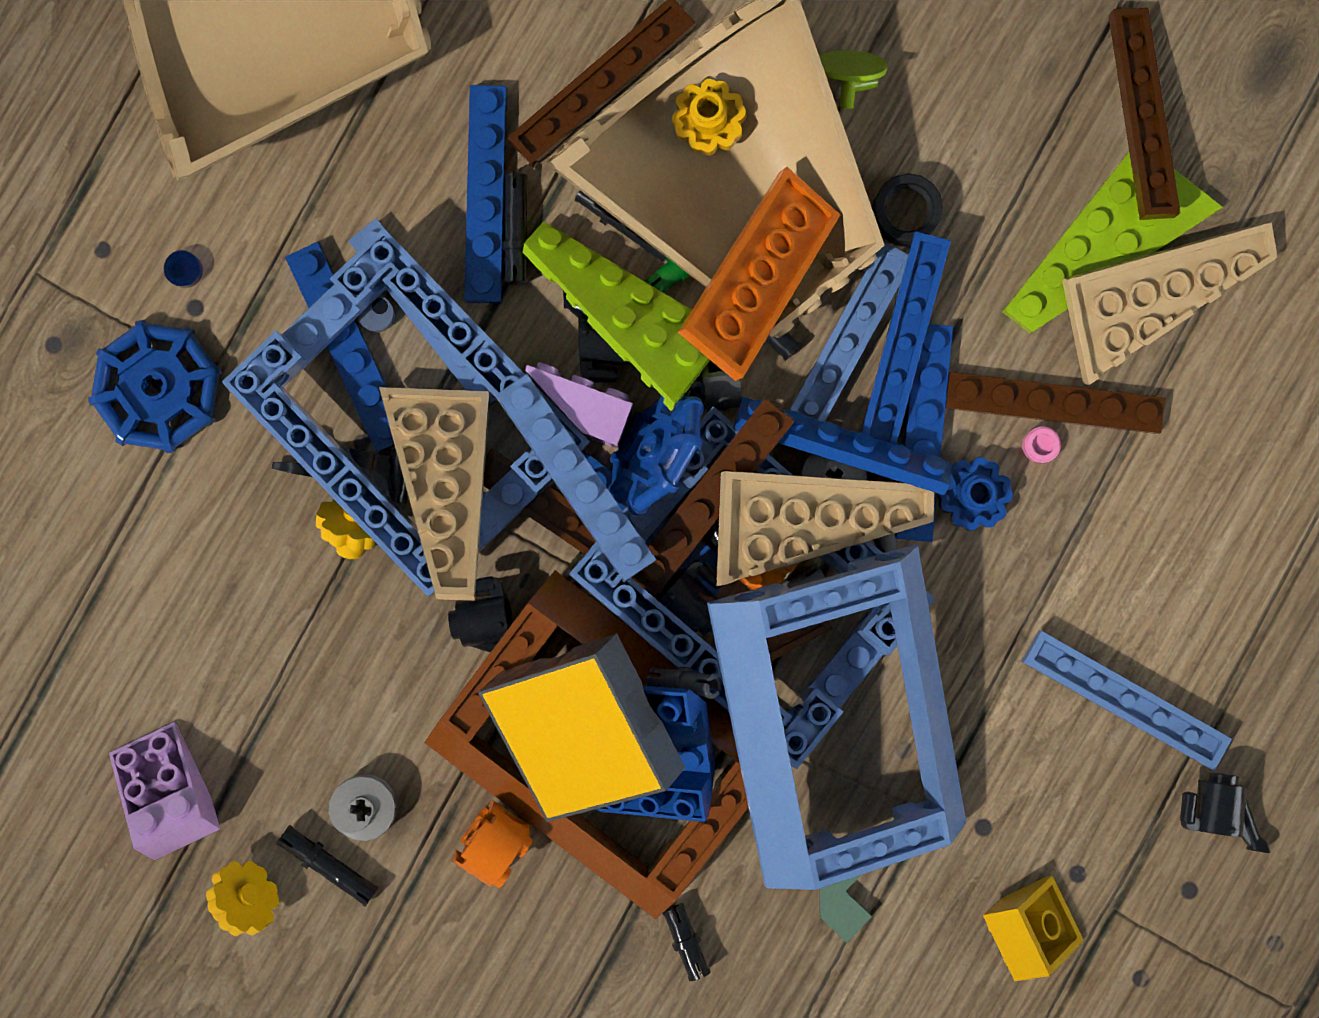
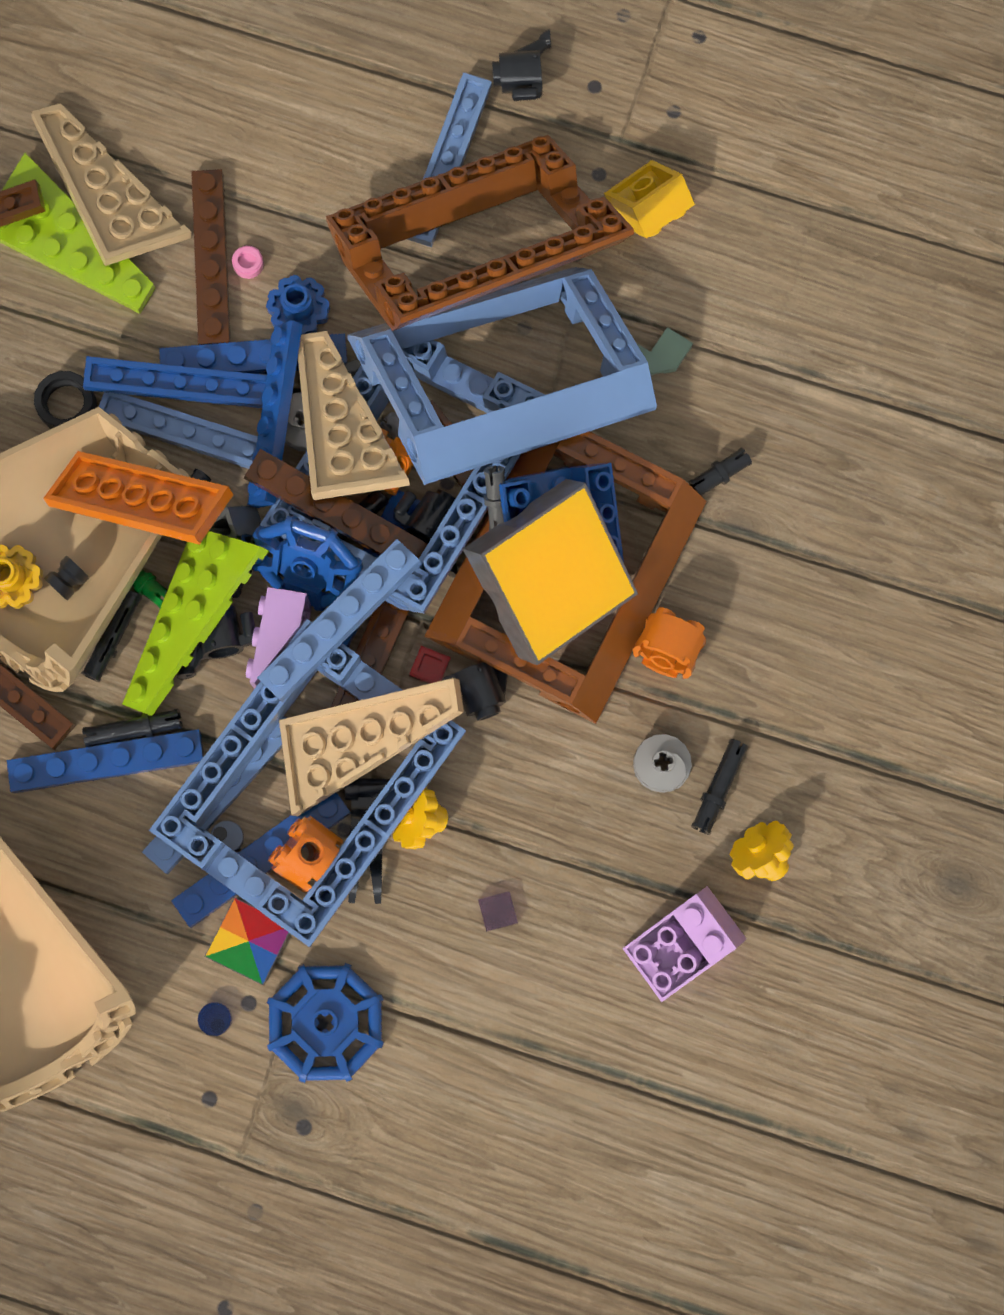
camera: 100 degrees left, 10 degrees down
(239, 594) = (497, 911): none -> clear purple tile
(254, 313) = (247, 942): none -> tile
(328, 396) = (322, 851): none -> orange brick
(524, 569) = (429, 666): none -> red tile
(695, 181) = (68, 576): none -> black wheel
(1077, 703) = (461, 193): none -> dark orange slope

